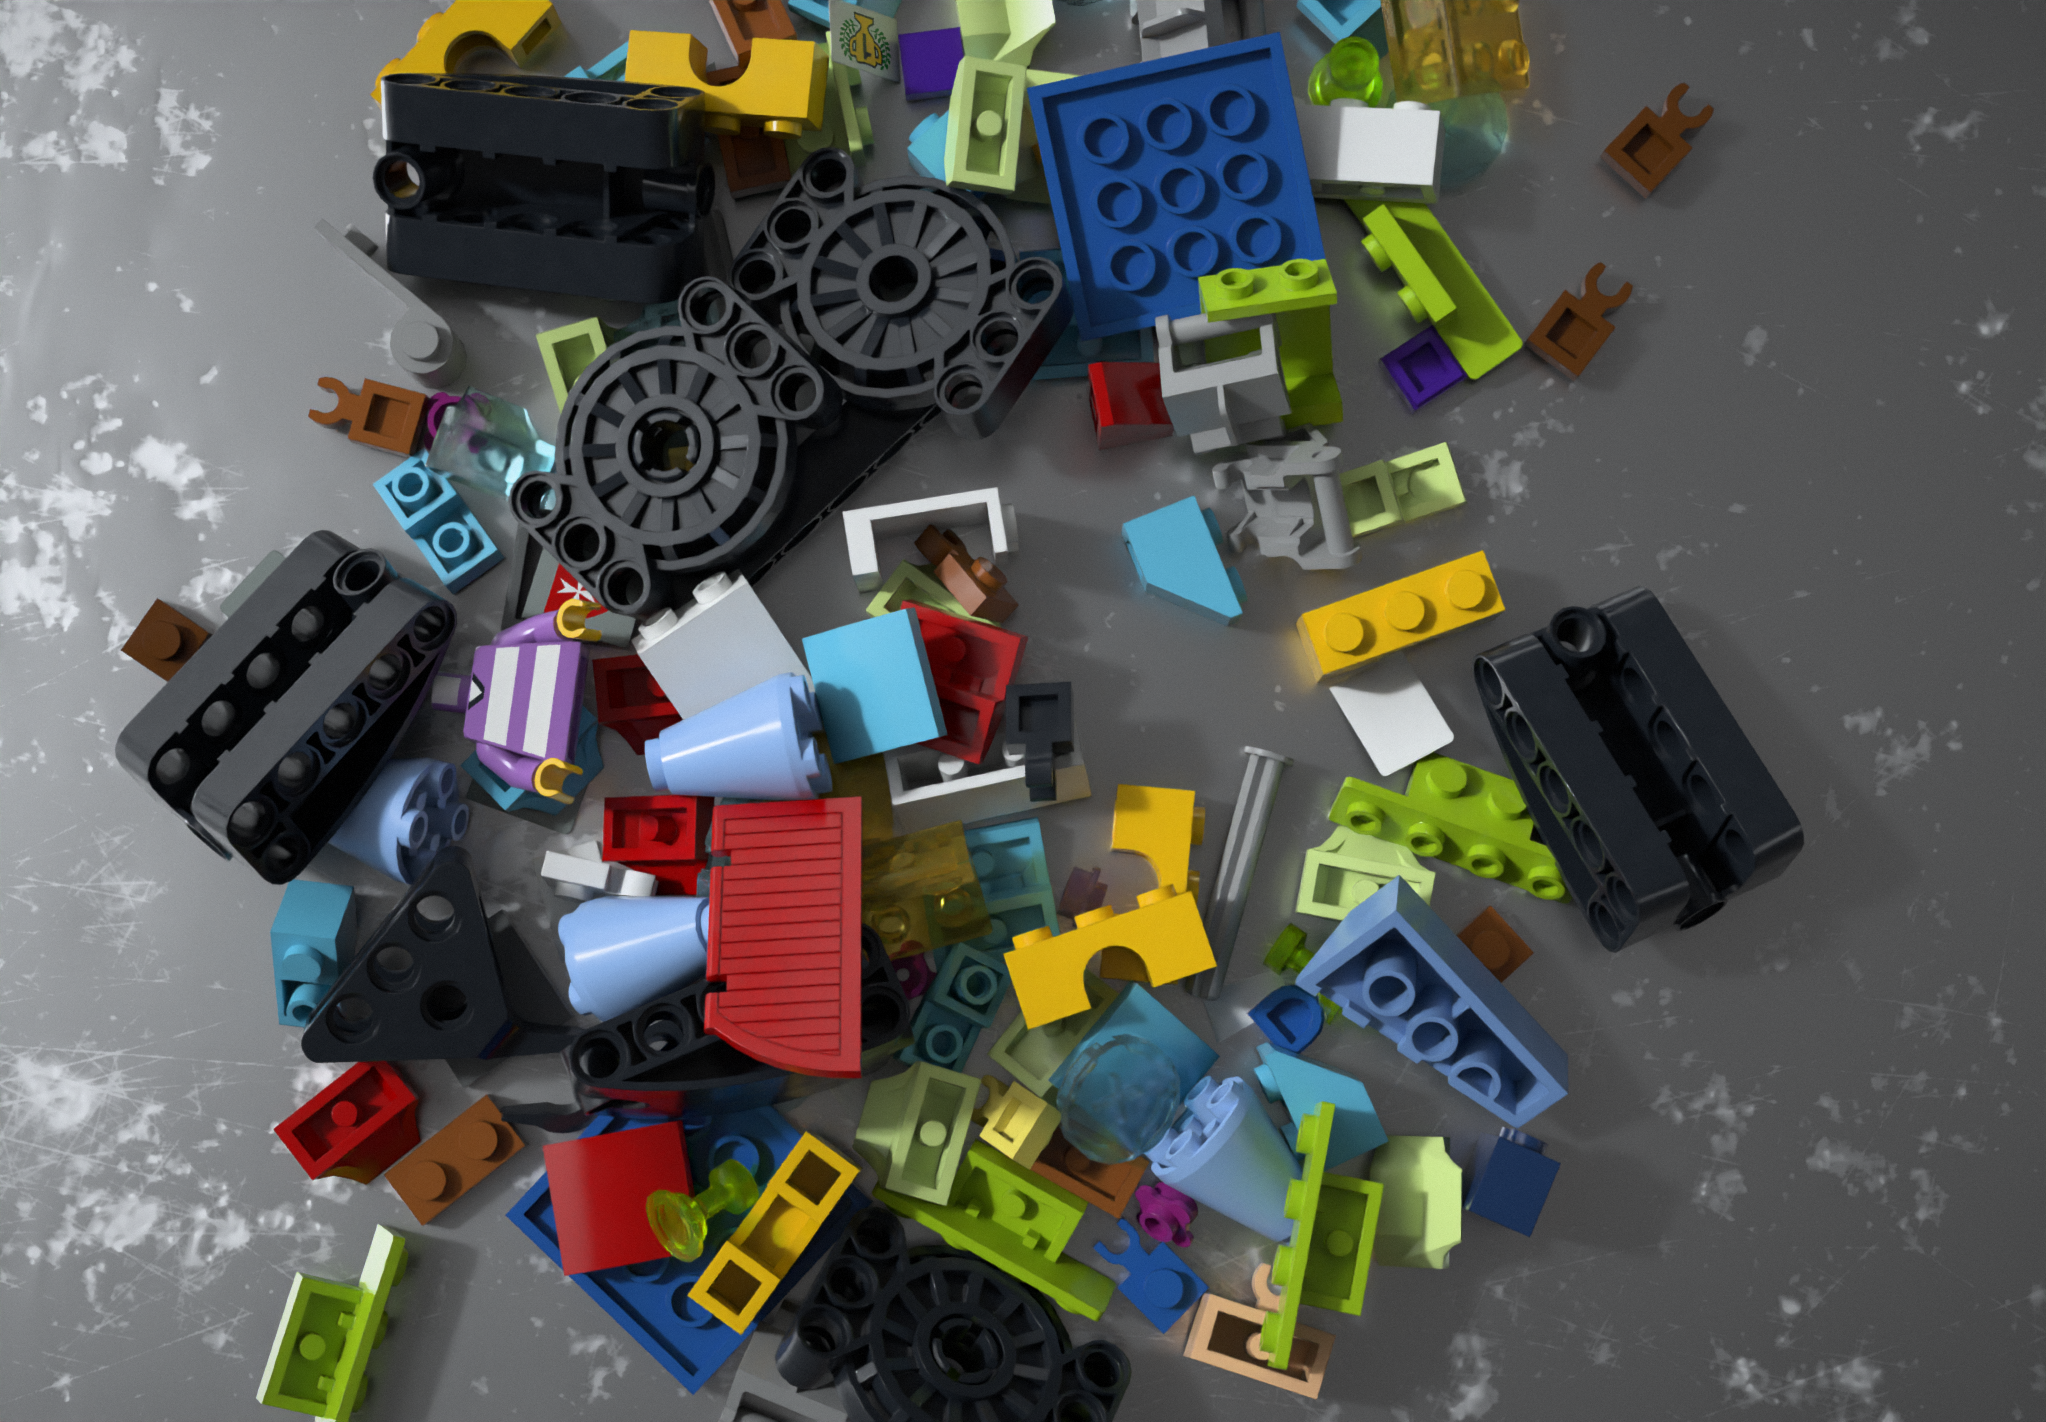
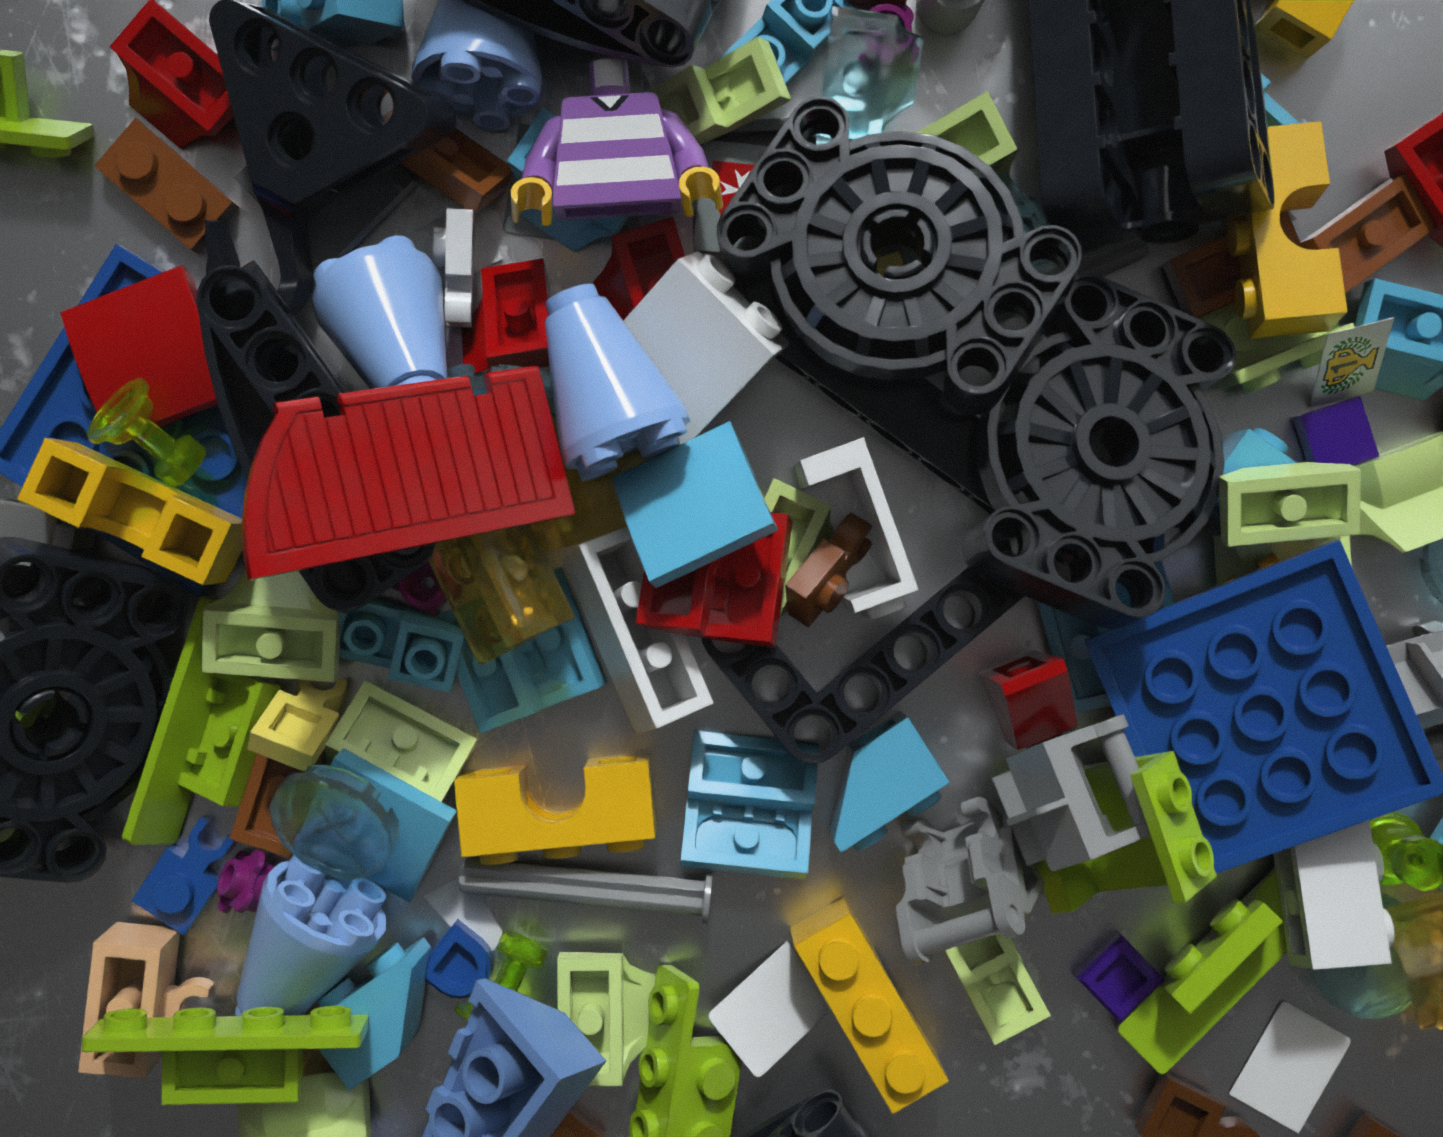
camera: 80 degrees right, 5 degrees up
(481, 585) = (726, 92): none -> yellowish green slope
(501, 862) = (461, 170): none -> dark orange plate
(1039, 726) = (683, 676): black plate -> none
(1068, 544) = (877, 664): none -> black beam
(1081, 893) = (535, 743): plate -> none
(1161, 933) = (449, 736): yellow arch -> none
(1184, 697) = (748, 806): none -> medium azure slope
(1544, 219) = (1290, 1066): none -> white sticker

